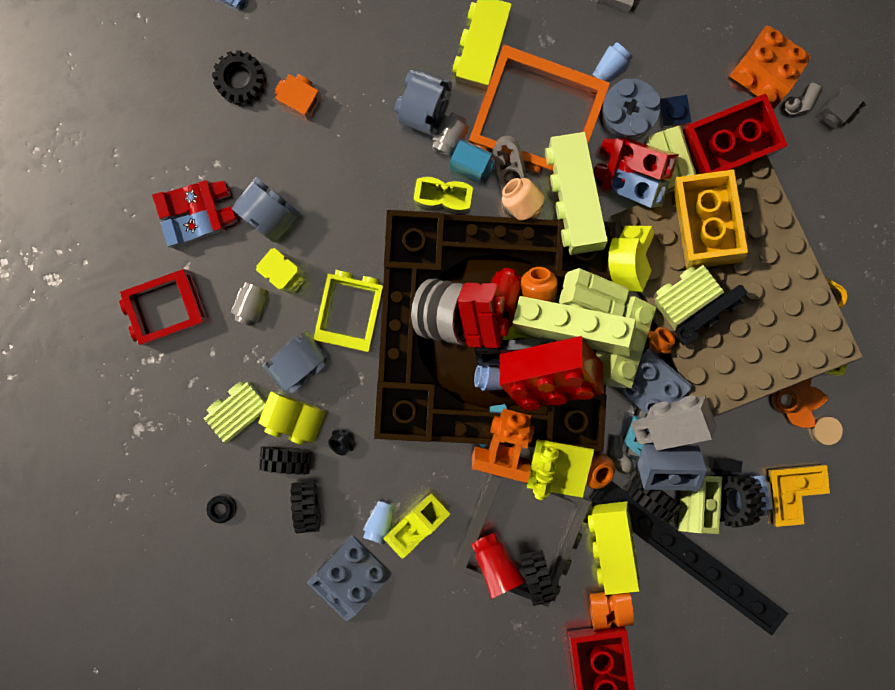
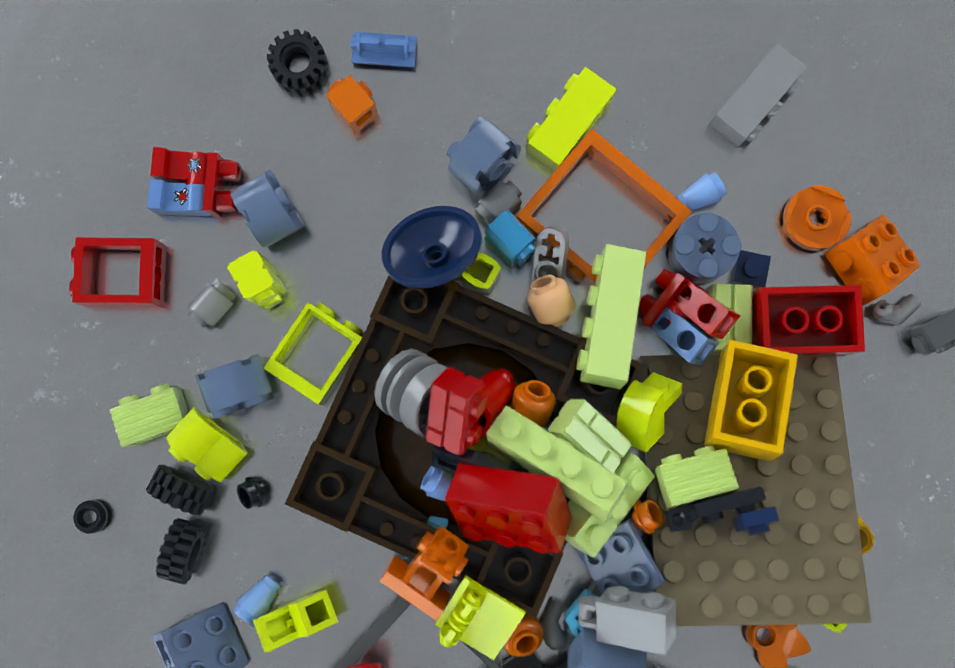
camera: 20 degrees right, 5 degrees down
(306, 40) = (383, 49): none -> medium blue hinge
(413, 192) = (431, 247): none -> dark blue dish
(724, 37) = (833, 211): none -> orange plate
(746, 312) = (757, 521): none -> dark blue plate

